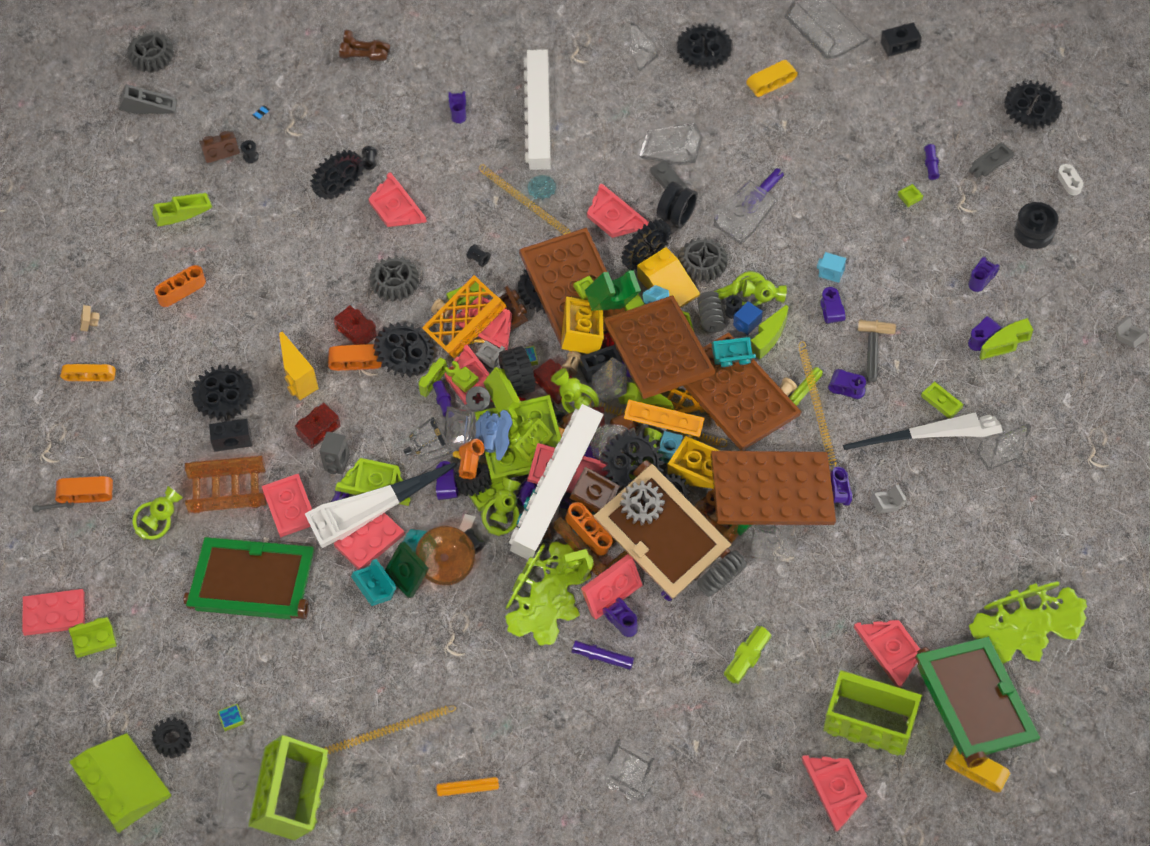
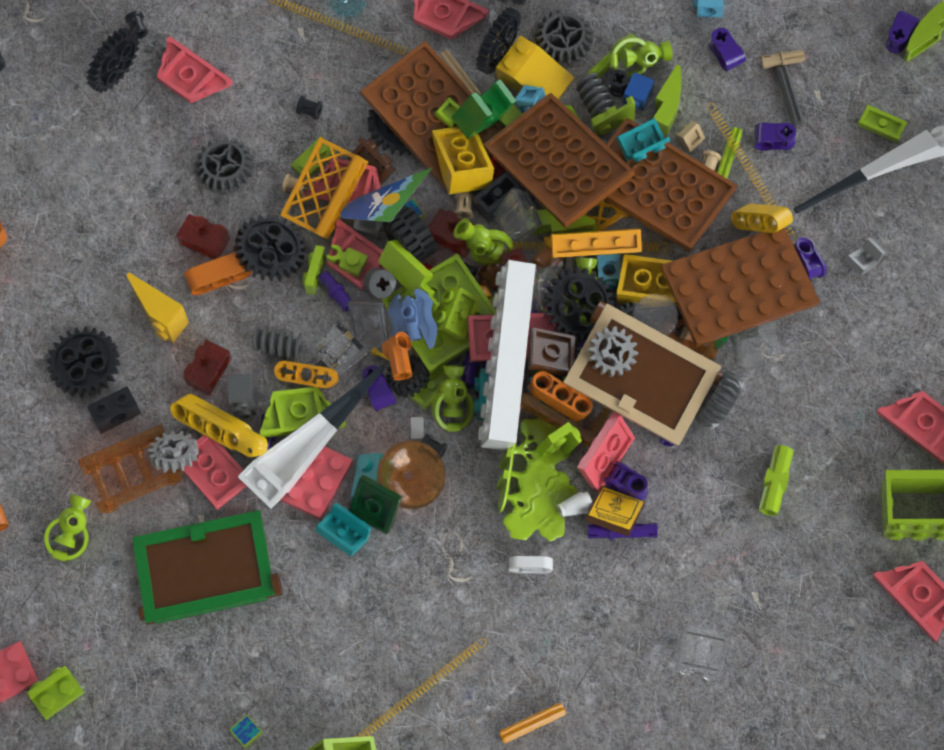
camera: 15 degrees left, 10 degrees up
(261, 478) = (173, 451): none -> light grey gear
(306, 470) = (218, 425): none -> yellow piece
(380, 423) = (277, 343): none -> dark grey piece
(400, 453) = (291, 365): none -> light orange beam
(506, 339) = (384, 202): none -> sticker
(515, 658) = (530, 564): none -> white beam
(571, 622) = (575, 505): none -> white cone
(602, 637) = (615, 511): none -> yellow tile
(607, 261) = (452, 63): none -> tan axle
(695, 488) = (657, 313): none -> clear tile
(713, 331) = (613, 118): none -> lime wing
(778, 364) = (690, 136): none -> tan tile
(811, 441) = (761, 218): none -> yellow beam

